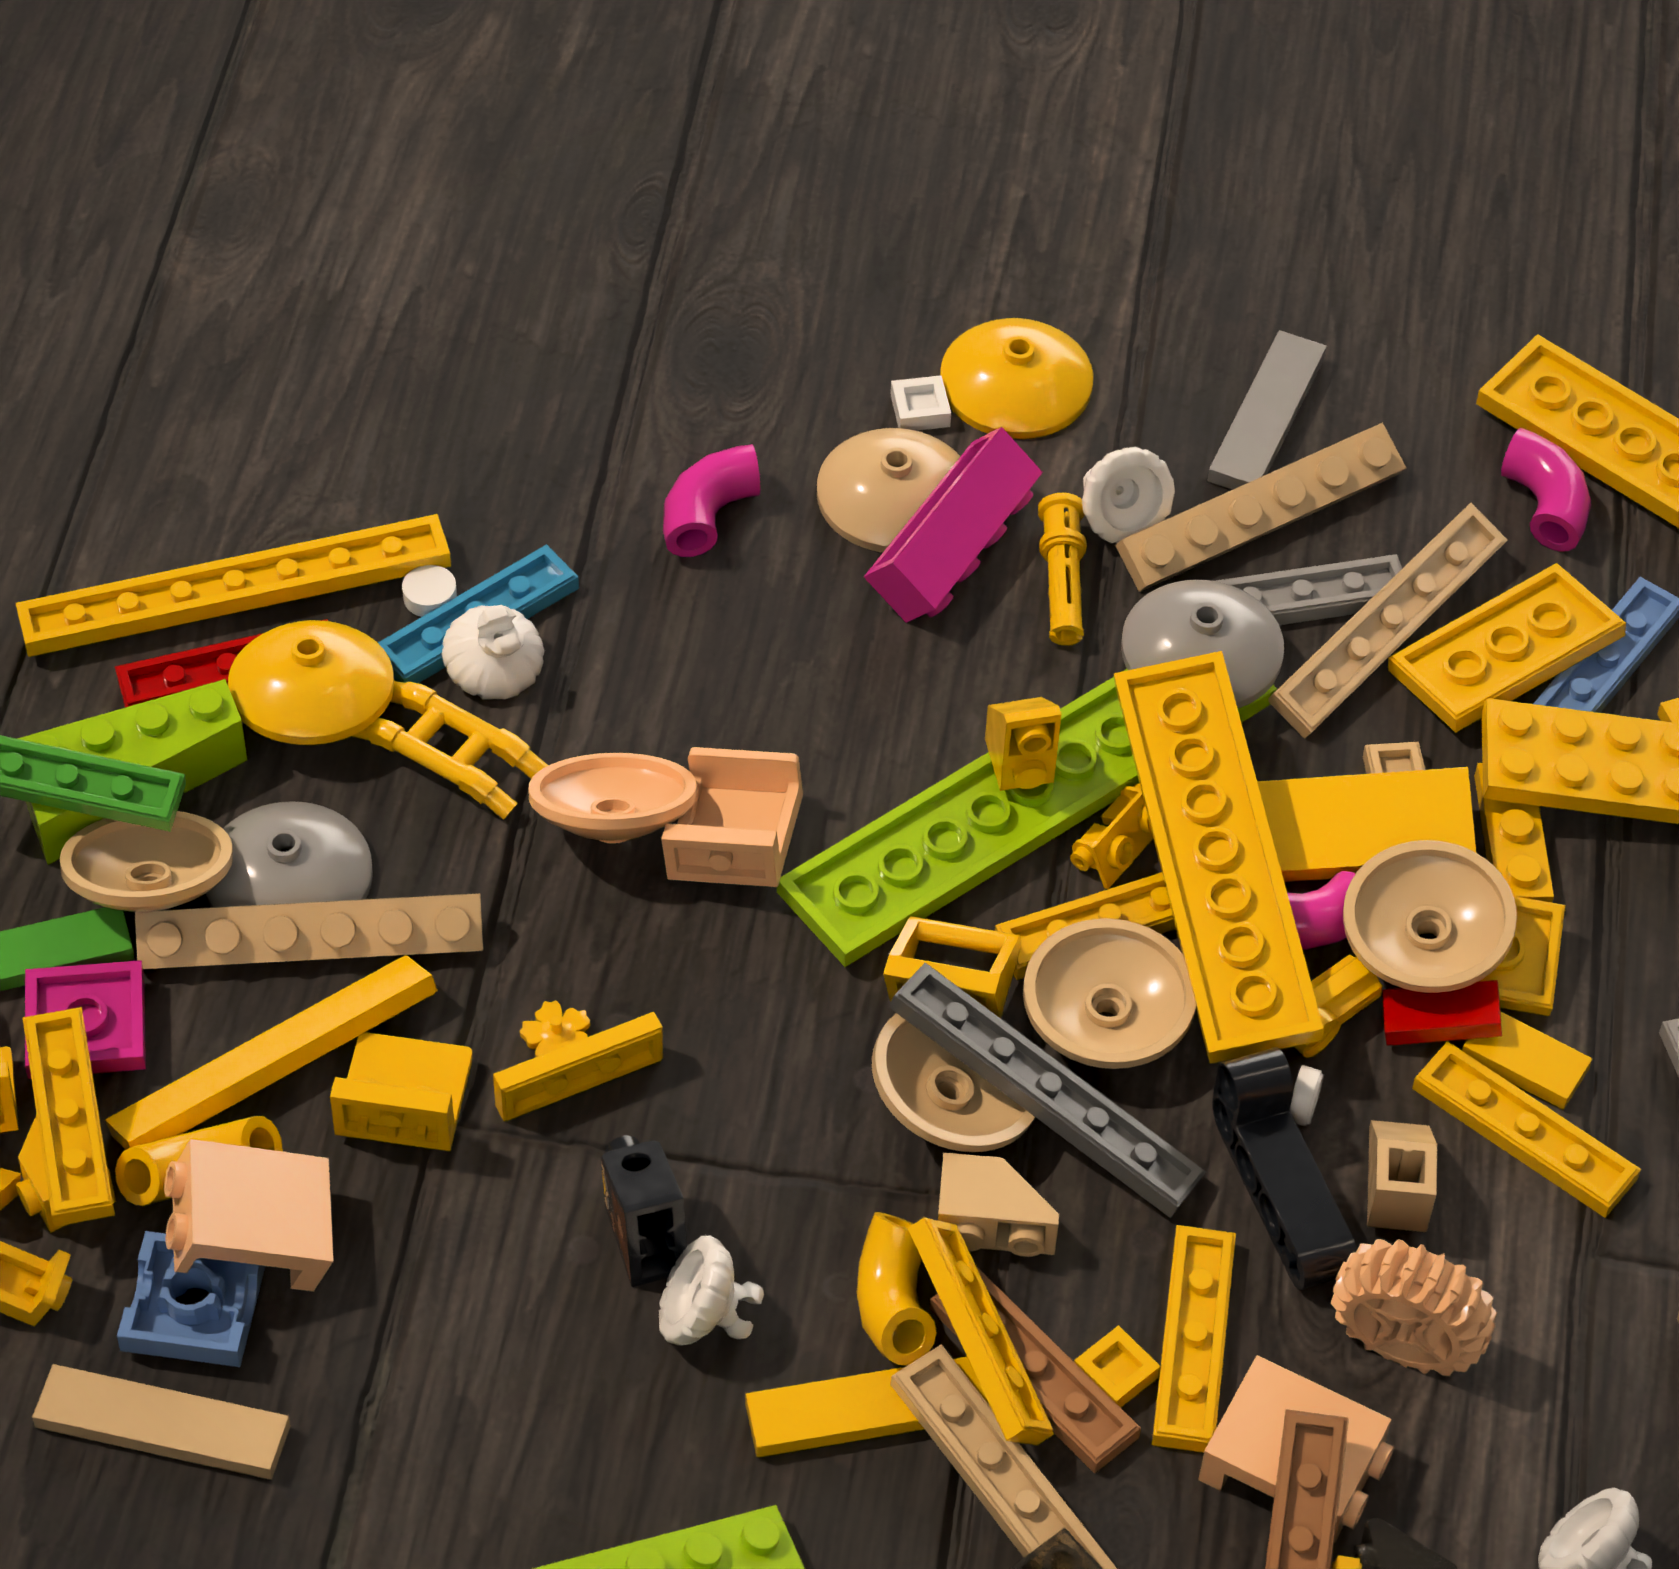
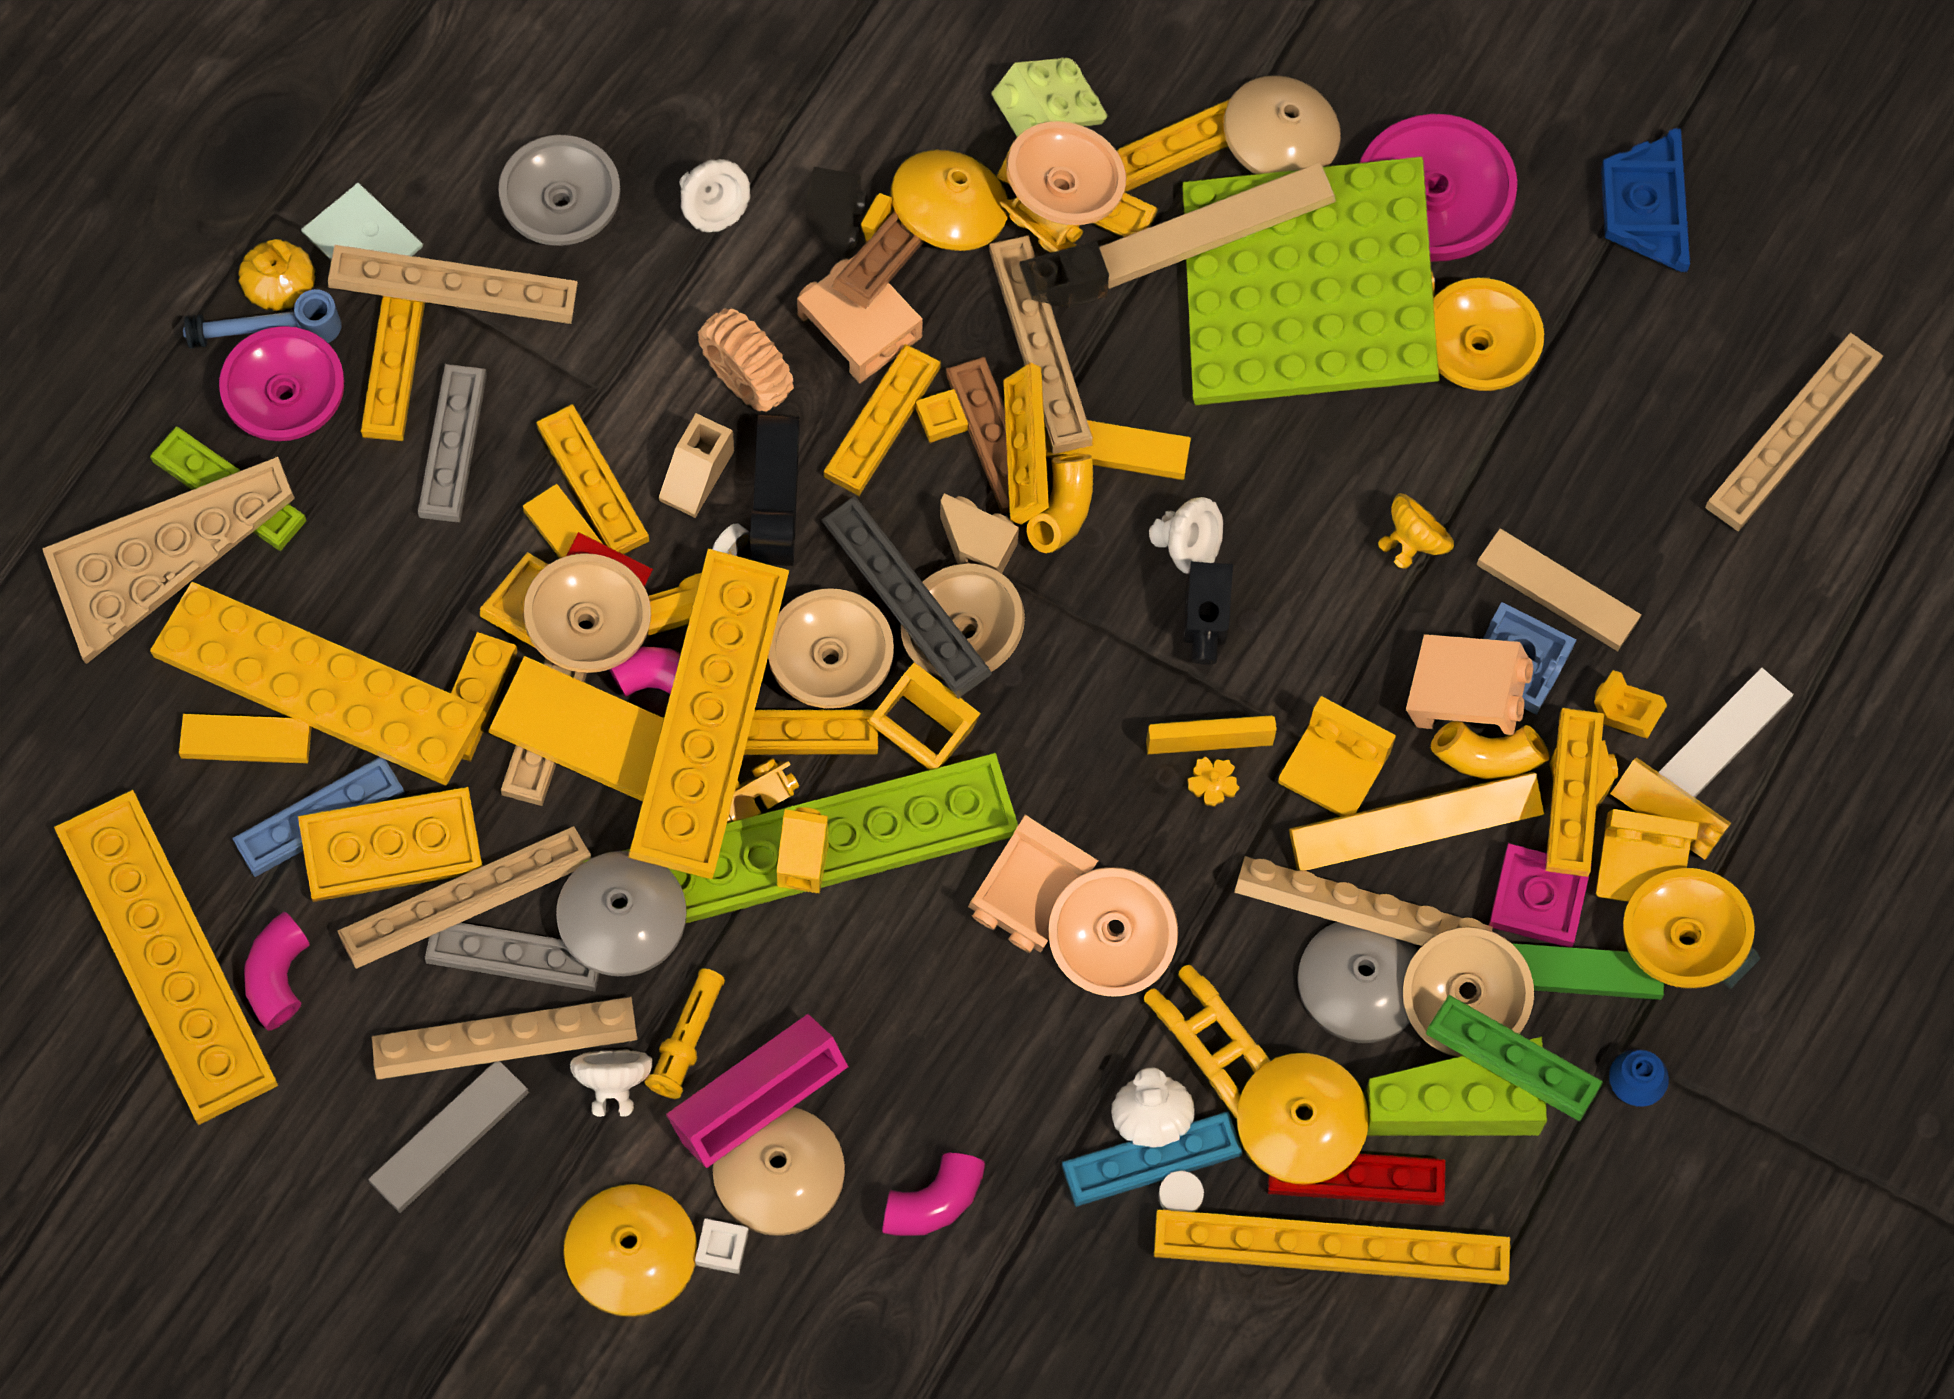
camera: 160 degrees left, 15 degrees up
(383, 1413) = (1415, 531): none -> yellow hair

